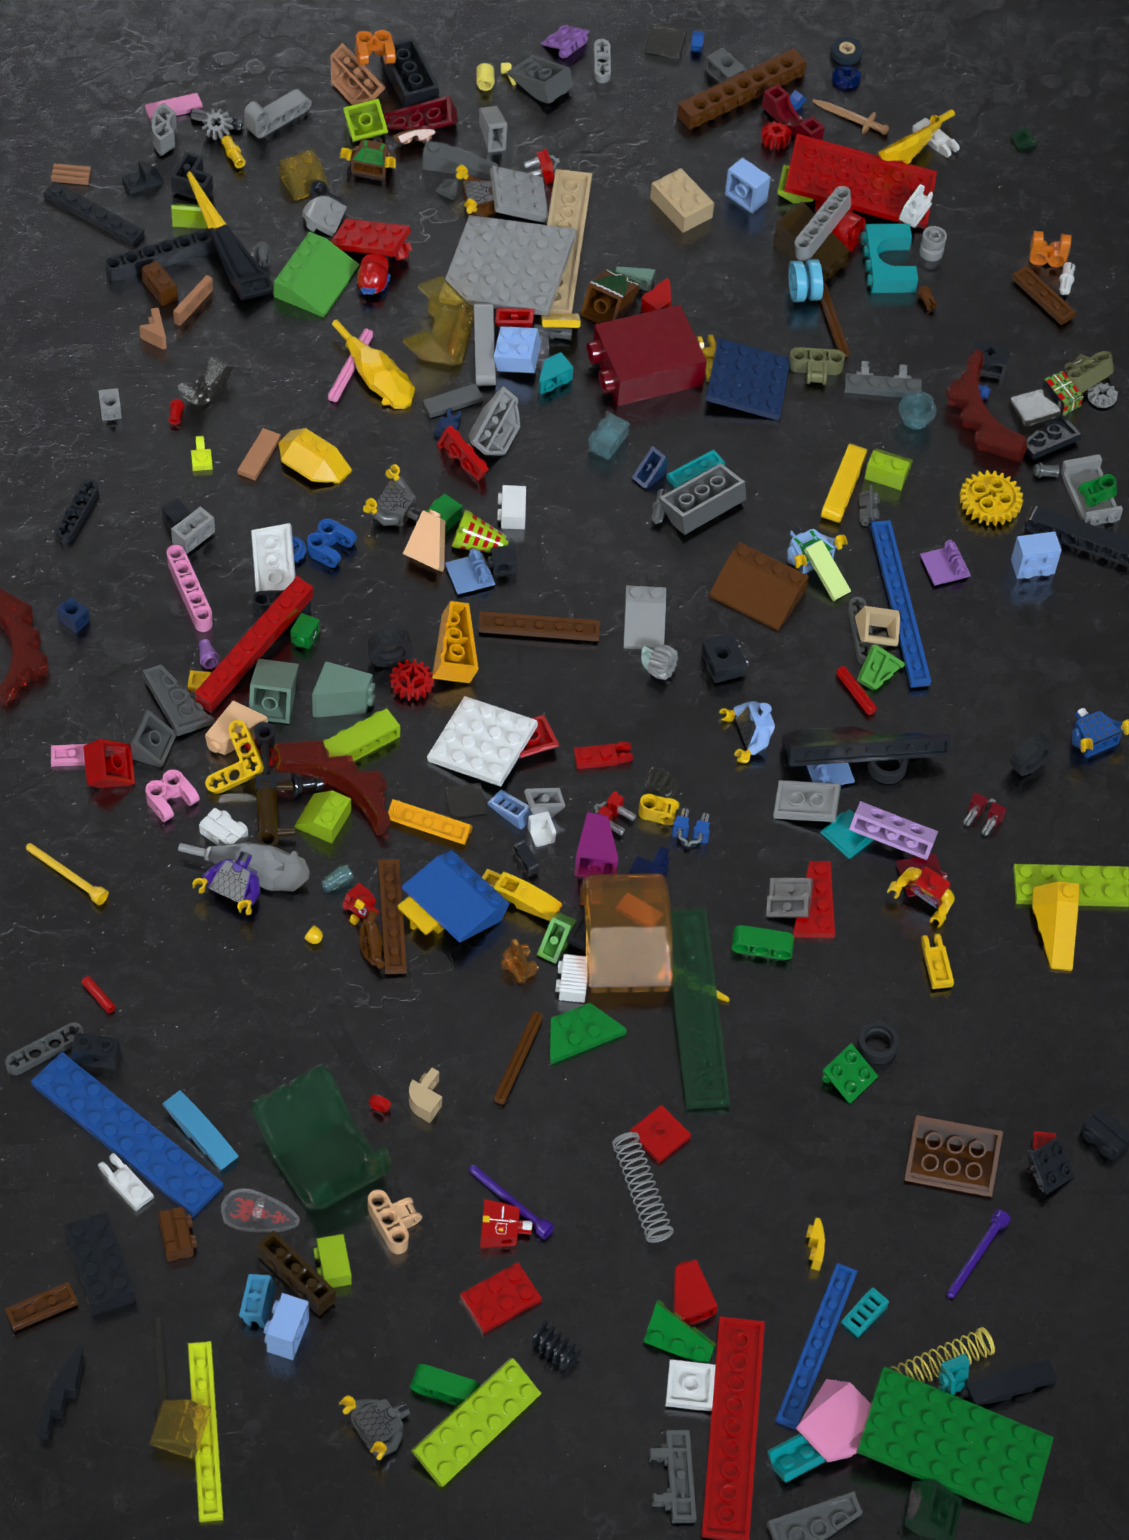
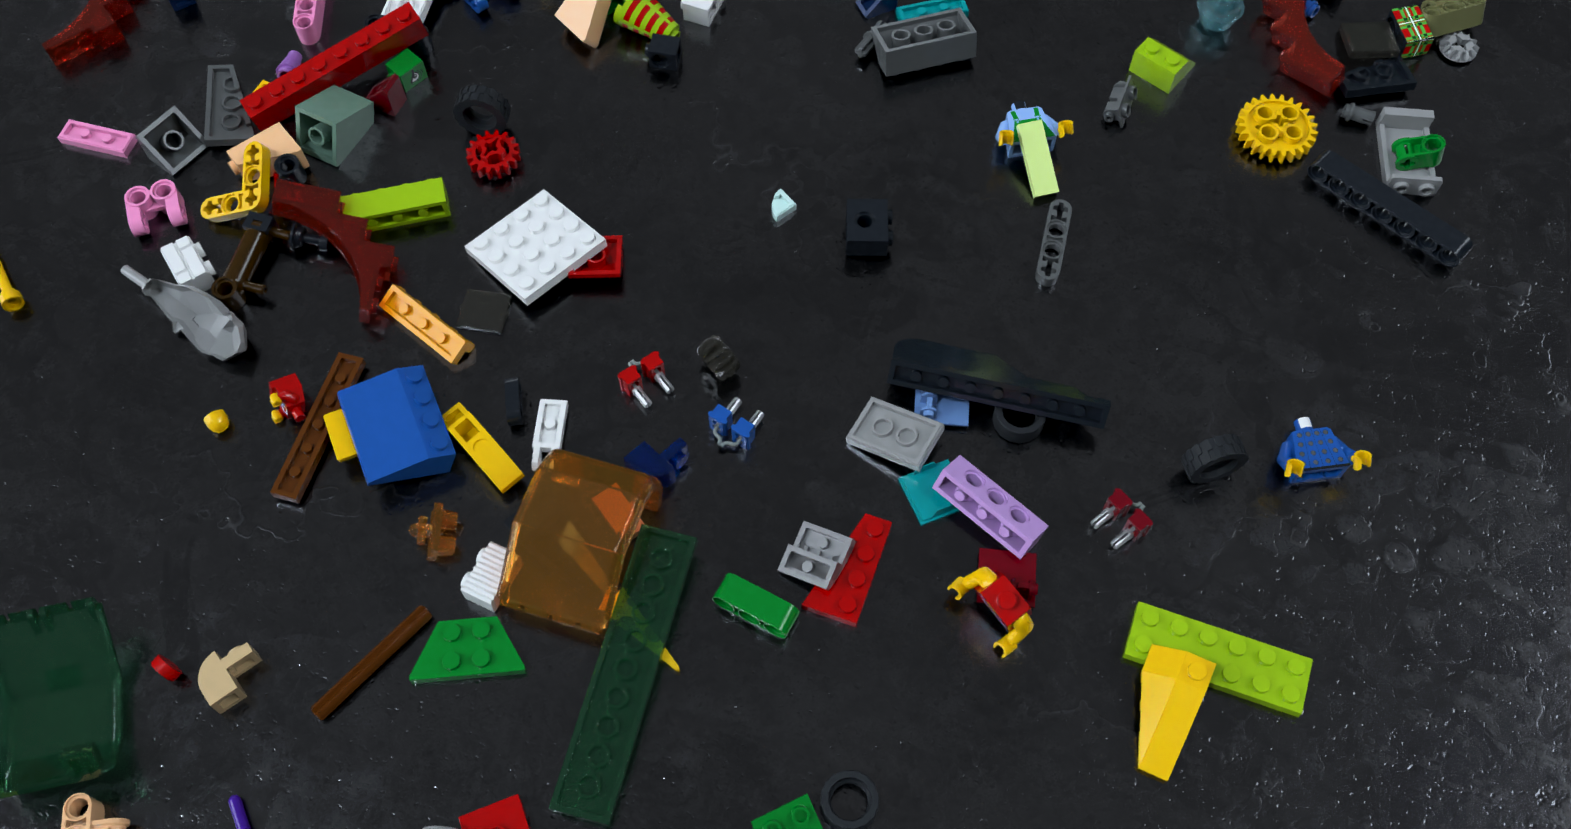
camera: 25 degrees right, 5 degrees up
(108, 764) = (108, 155): red slope -> none
(233, 880) = (156, 327): torso -> none
(300, 653) = (388, 95): none -> dark red slope
(325, 815) = (312, 283): lime slope -> none
(339, 877) = (283, 360): clear light blue cone -> none
(342, 691) = (400, 144): sand green slope -> none
(371, 941) = (275, 450): reddish brown piece -> none
(456, 645) = (554, 132): light orange wedge -> none
(470, 572) = (622, 56): medium blue hinge -> none
(520, 817) = (536, 350): medium blue slope -> none
(539, 626) = (669, 134): reddish brown plate -> none
(541, 829) = (552, 371): white panel -> none
(545, 800) = (561, 338): light grey slope -> none
(556, 936) = (496, 509): bright green slope -> none
(562, 871) = (549, 428): none -> white hinge
(596, 848) = (596, 416): magenta slope -> none
(602, 755) = (670, 303): red hinge -> none
(644, 617) = (795, 156): light grey slope -> none
(658, 810) = (708, 390): yellow piece -> none
(662, 662) = (790, 211): light grey gear -> none
(755, 727) = (868, 321): torso -> none
(759, 586) = (949, 157): reddish brown slope -> none
(844, 483) = (1100, 67): yellow beam -> none
(856, 690) = (1017, 312): red axle -> none
(878, 667) = (1055, 291): bright green wing -> none
(882, 618) = (1079, 231): tan tile -> none
(900, 600) = (1114, 226): blue plate -> none
(937, 963) = (979, 711): yellow hinge -> none
(945, 564) = (1190, 190): medium lavender hinge -> none
(1036, 555) = (1310, 207): light blue brick -> none

